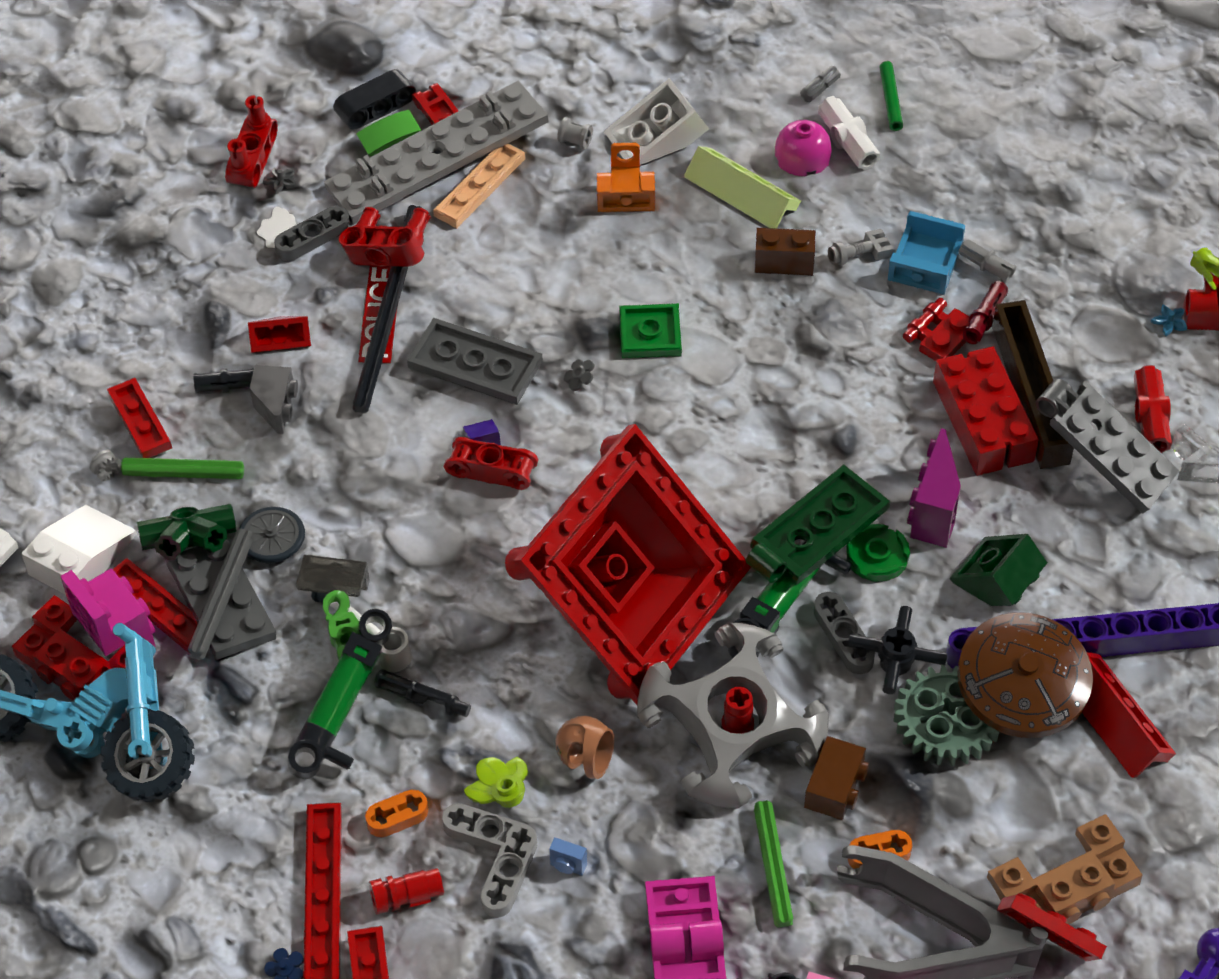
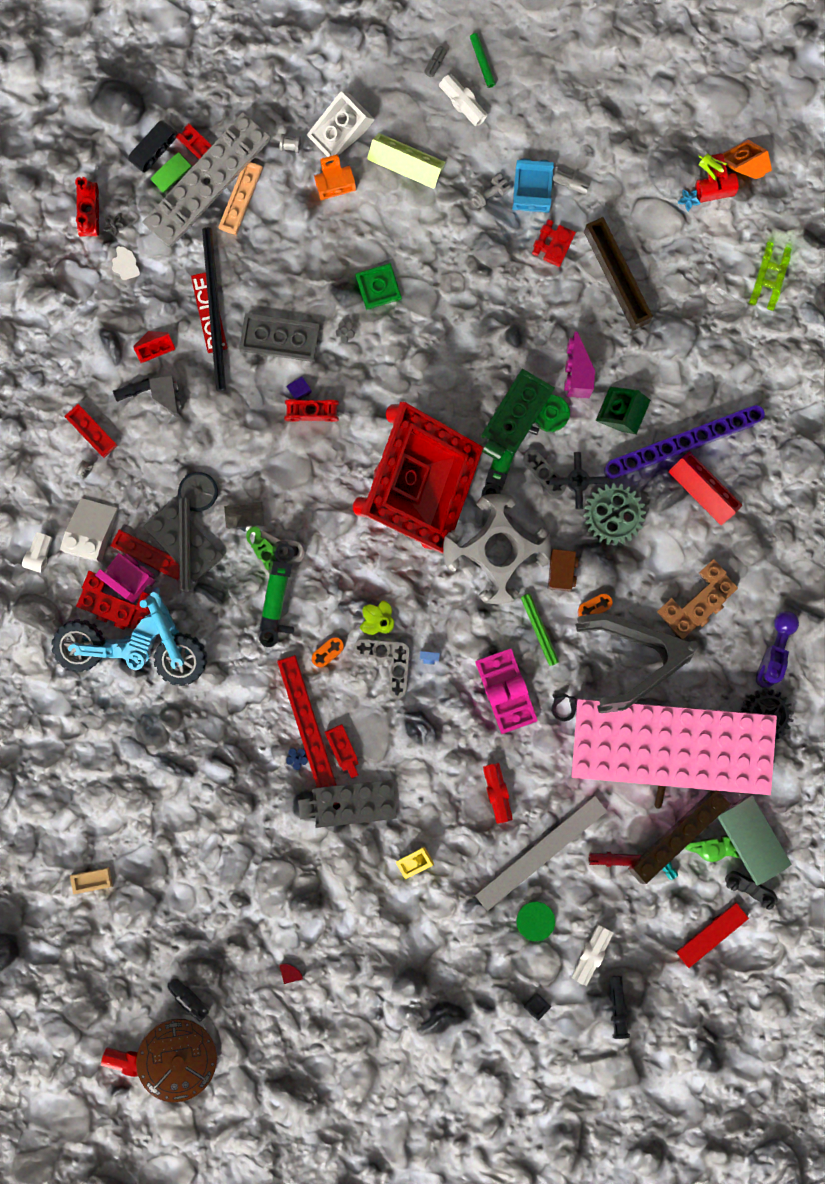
camera: 15 degrees left, 30 degrees up
(182, 468) = (129, 458): bright green axle -> none
(187, 528) = (150, 504): dark green piece -> none
(305, 243) = (146, 256): dark grey beam -> none
(385, 245) = (197, 267): red piece -> none
(410, 889) = (349, 698): red axle -> none
(421, 693) = (317, 574): black piece -> none
(587, 743) = (421, 583): nougat helmet -> none
(738, 711) = (500, 555): red axle -> none
(785, 251) = (446, 208): reddish brown piece -> none
(803, 148) = (437, 120): dark pink cylinder -> none
(982, 318) = (578, 232): dark red pin -> none
(985, 410) = (593, 299): red piece -> none
(1024, 675) = (653, 482): reddish brown dish -> none
(1077, 941) = (697, 635): red plate -> none
(1114, 449) = (678, 315): hinge -> none
(1152, 407) = (690, 272): red piece -> none

